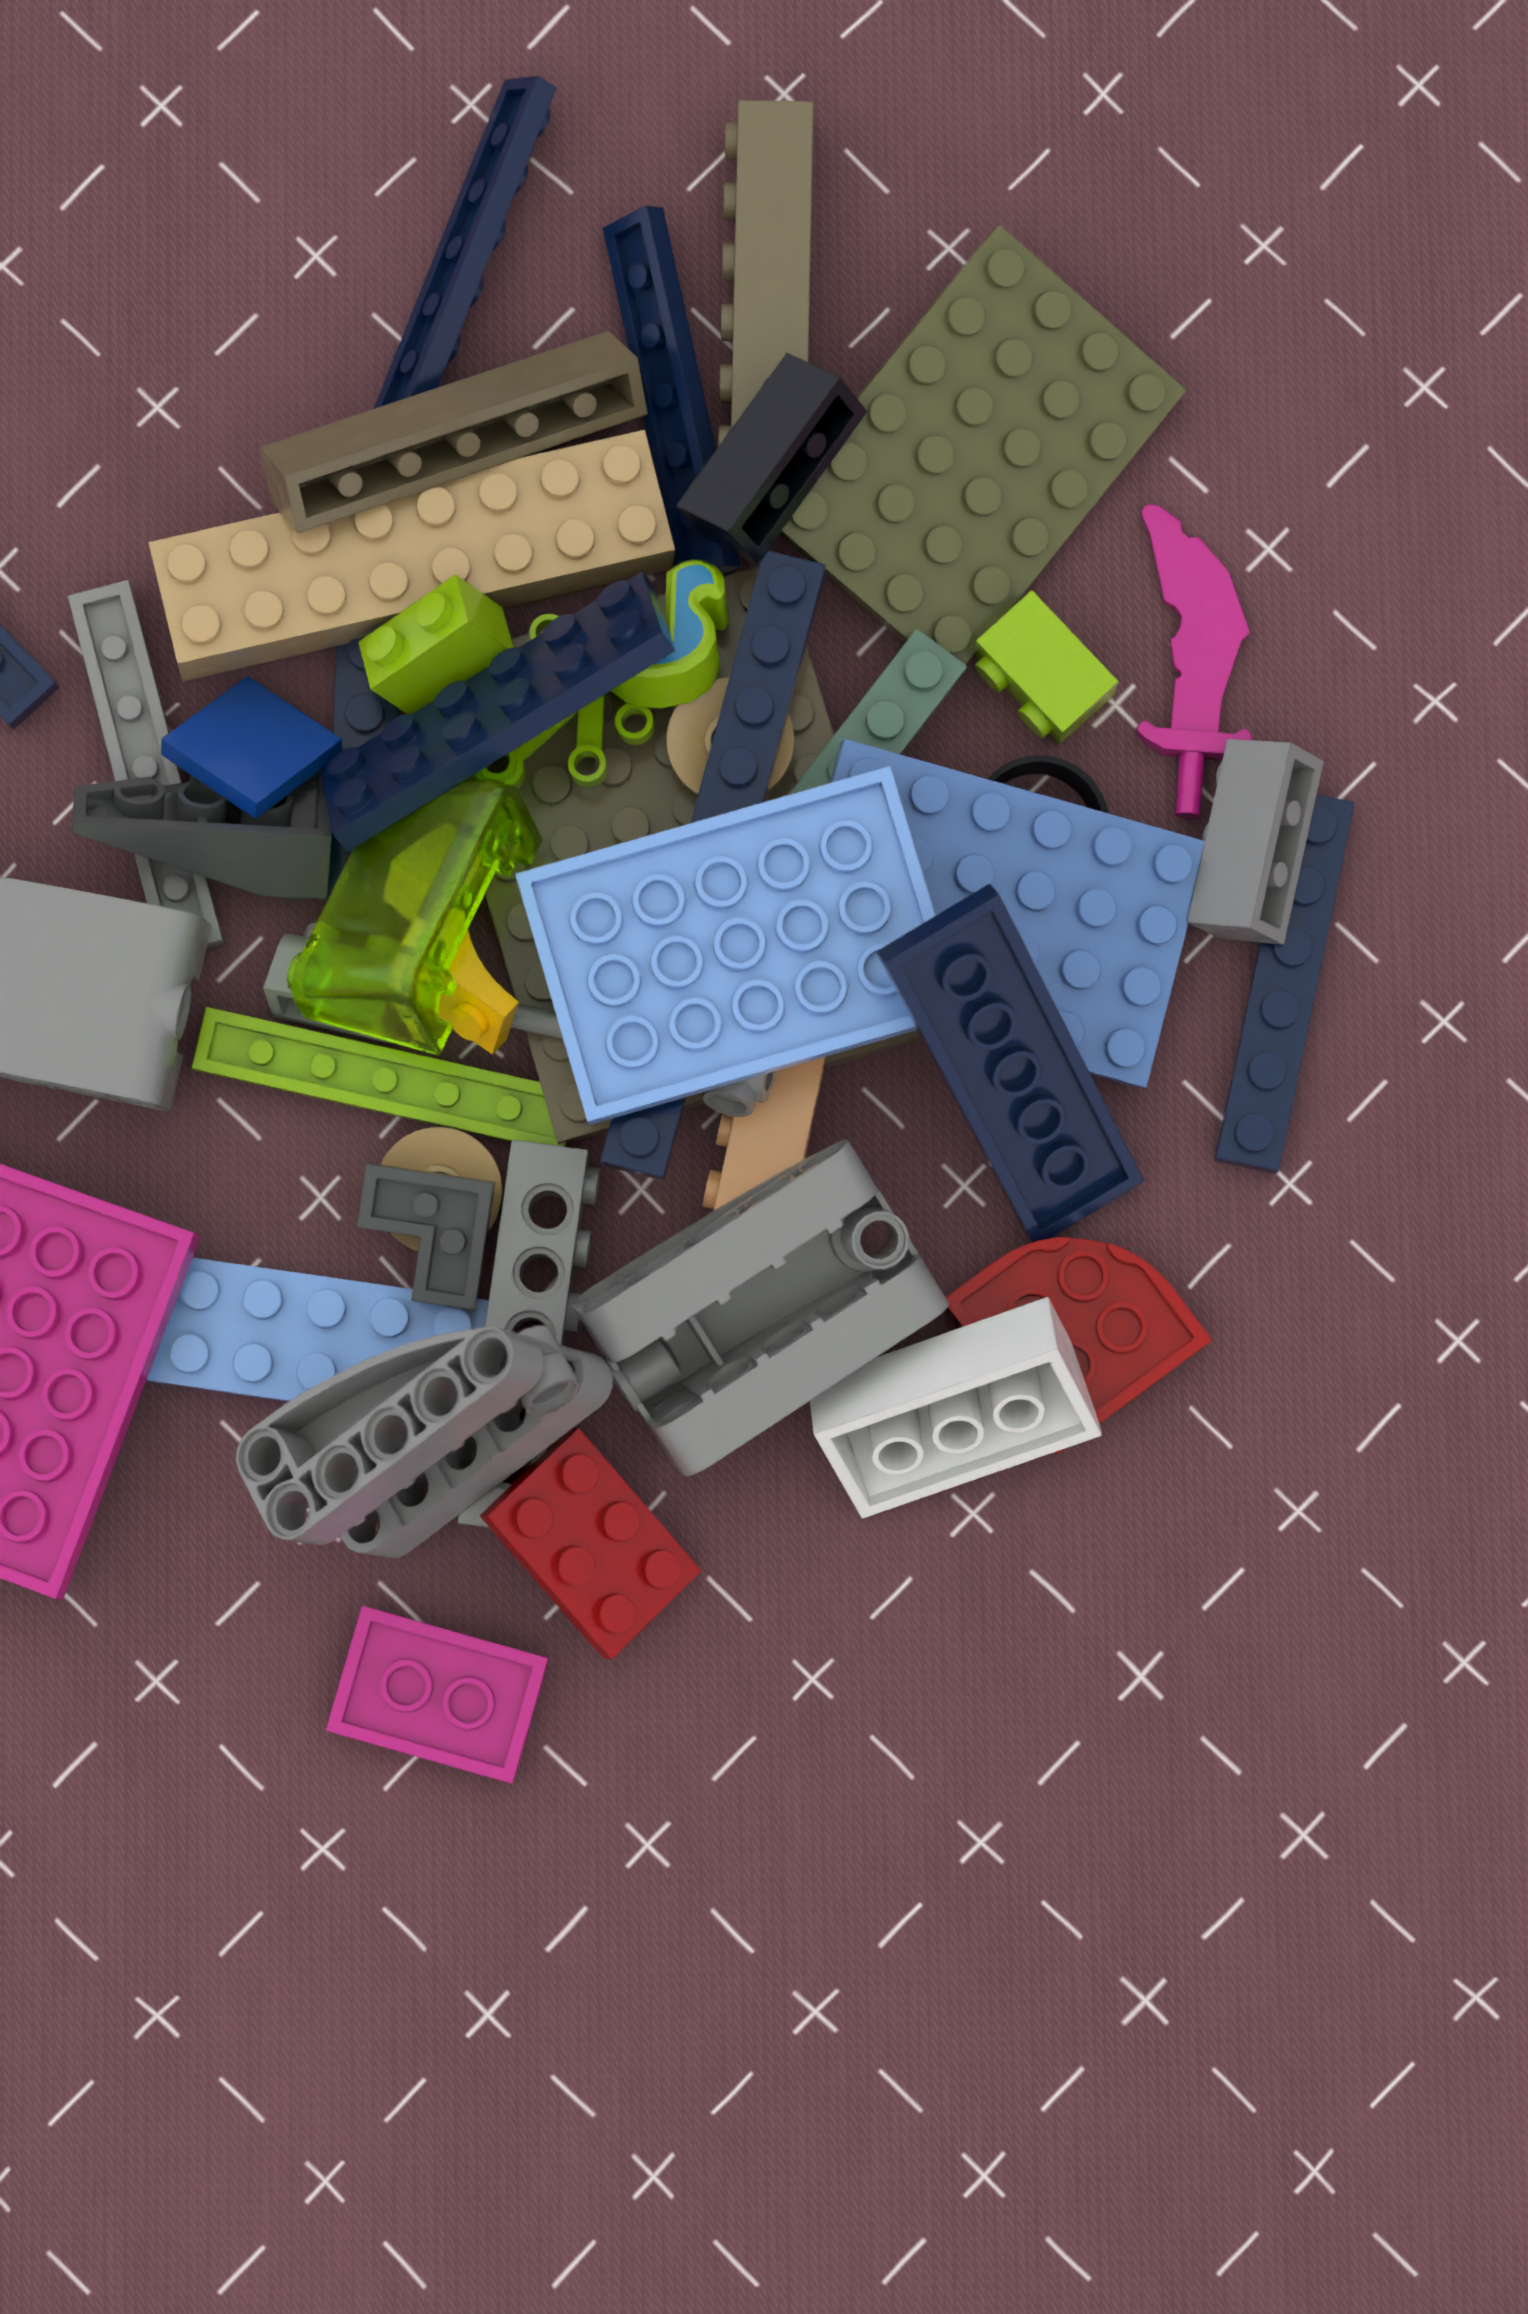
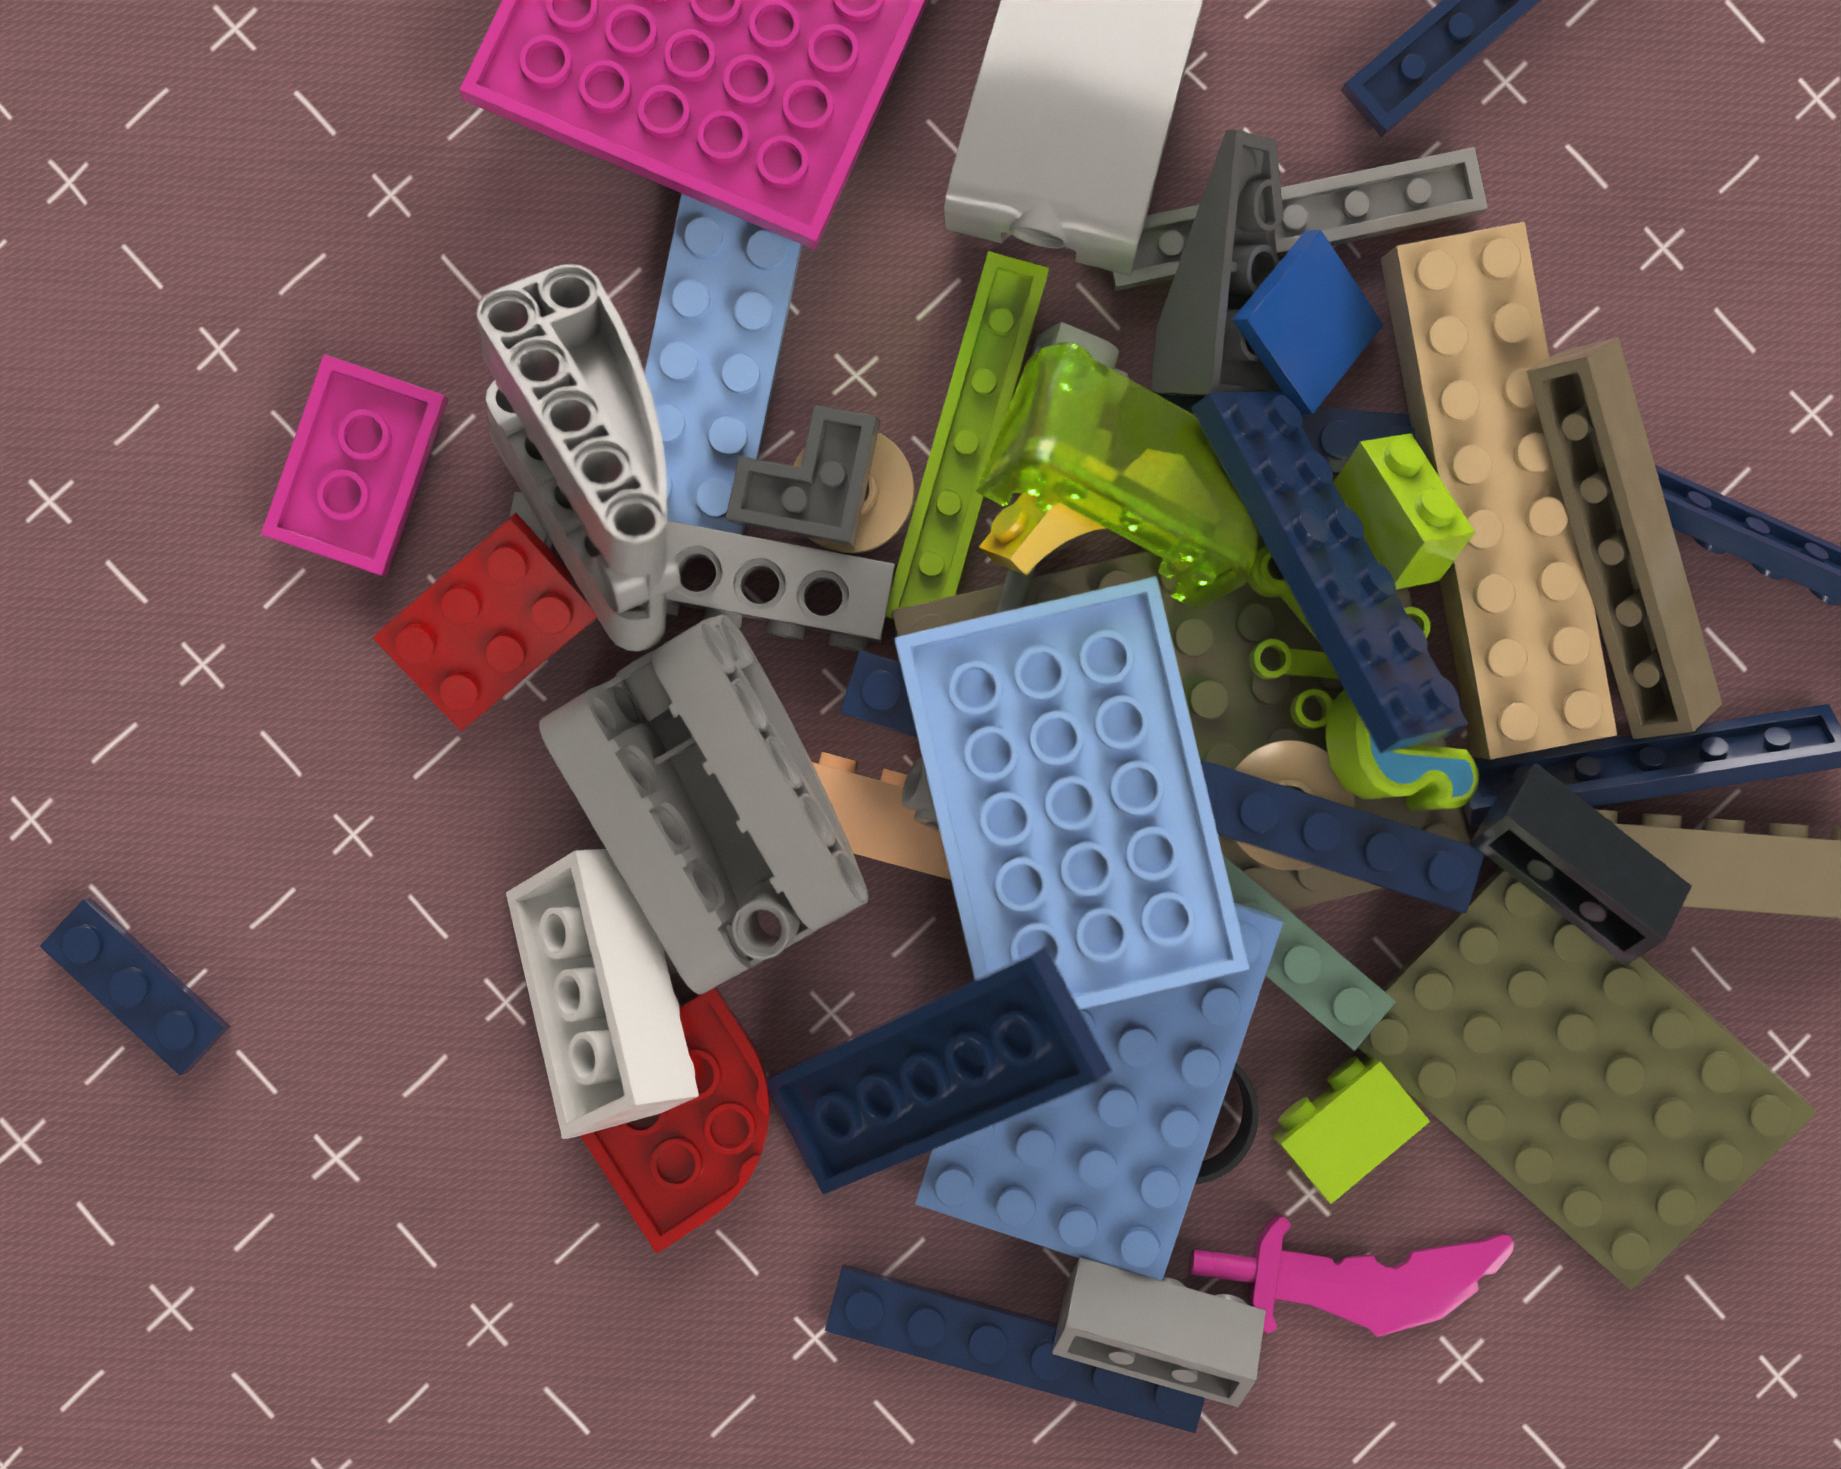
camera: 80 degrees right, 5 degrees up
(978, 1889) = (135, 986): none -> dark blue plate

